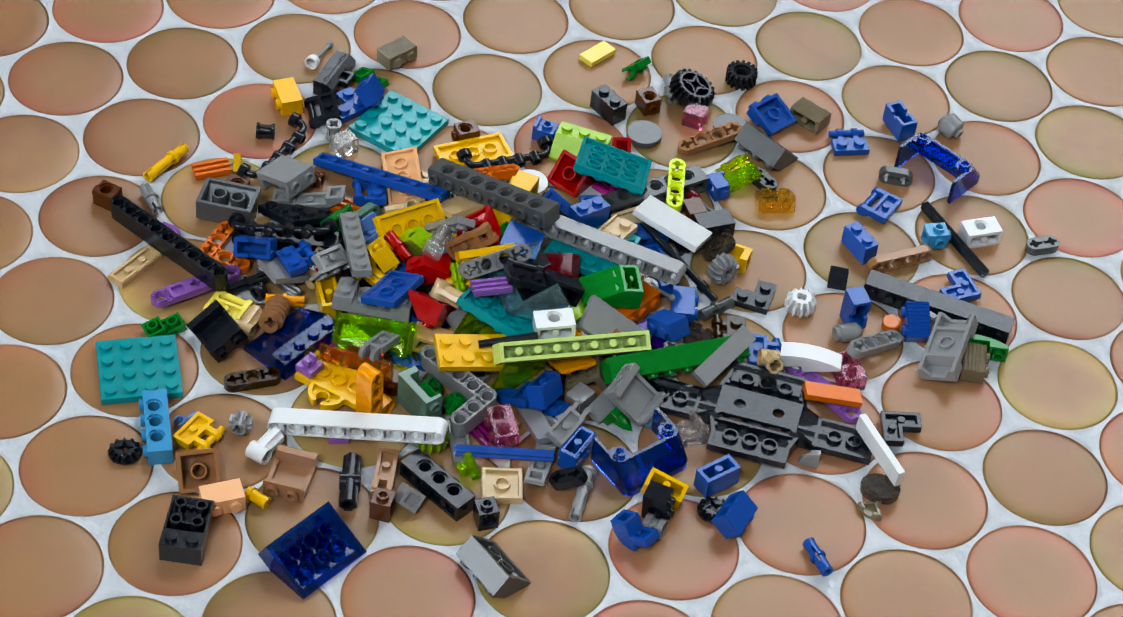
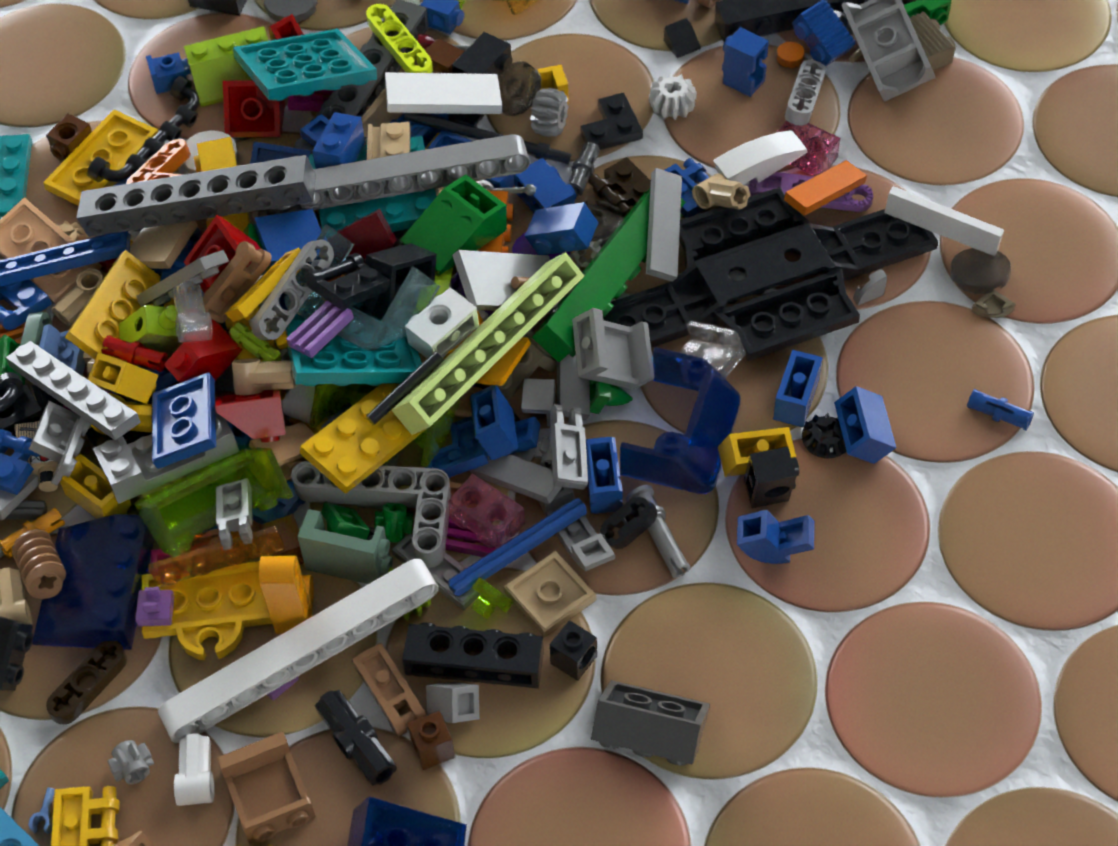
camera: 30 degrees left, 10 degrees up
(655, 523) = (786, 508): light grey wheel -> none
(846, 332) = (757, 98): light grey brick -> none
(895, 423) = (919, 174): plate -> none

